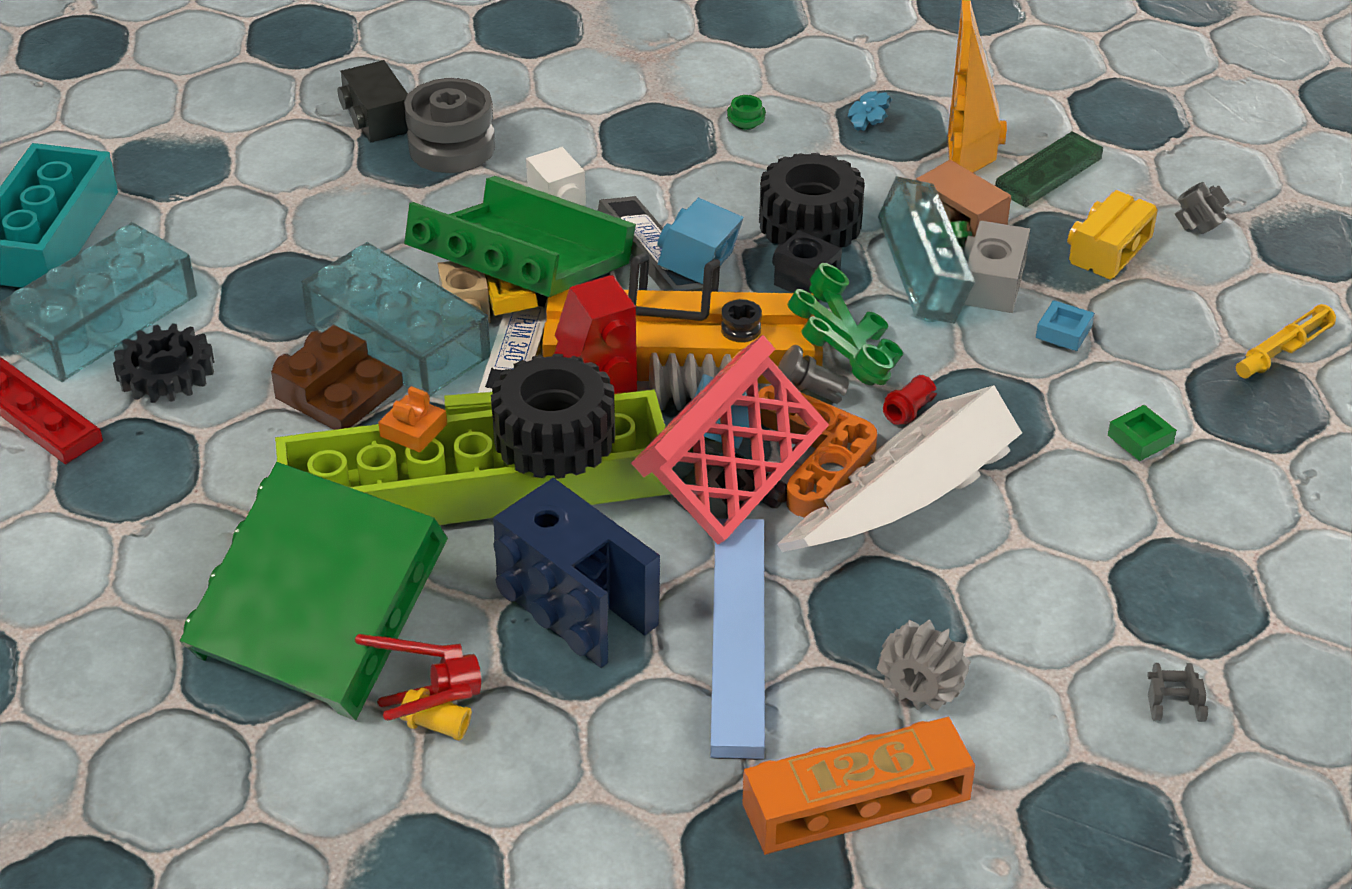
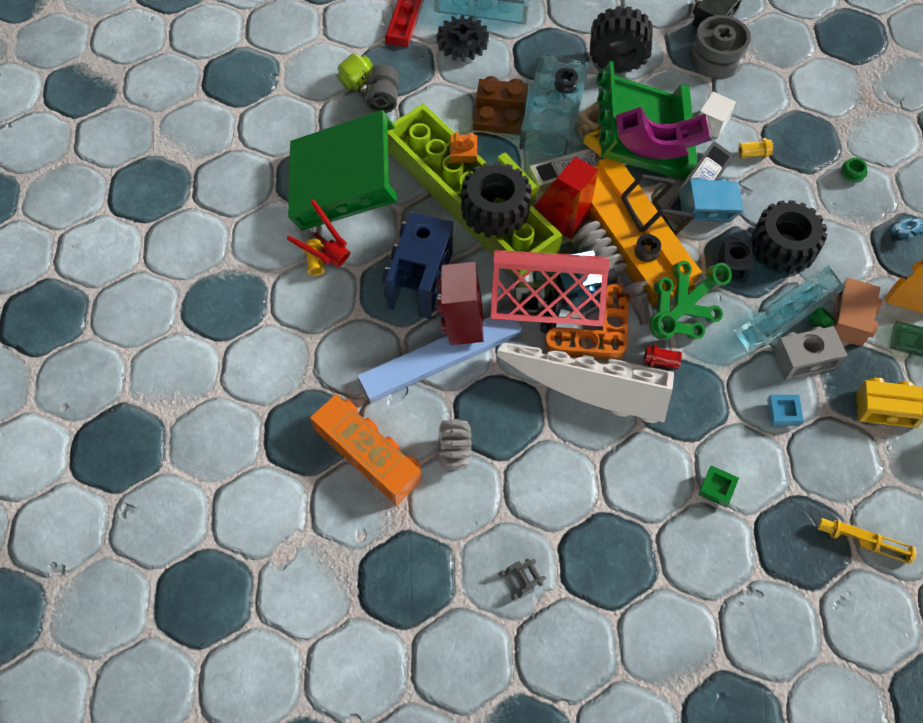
camera: 60 degrees right, 20 degrees up
(103, 512) = (354, 71): none -> lime head
(175, 490) = (382, 88): none -> dark grey wheel
(357, 194) = (621, 37): none -> black tyre
(388, 268) = (562, 86): none -> black bush
(582, 220) = (661, 140): none -> magenta arch
(645, 168) = (755, 149): none -> yellow pin
(700, 542) = (460, 303): none -> dark red brick

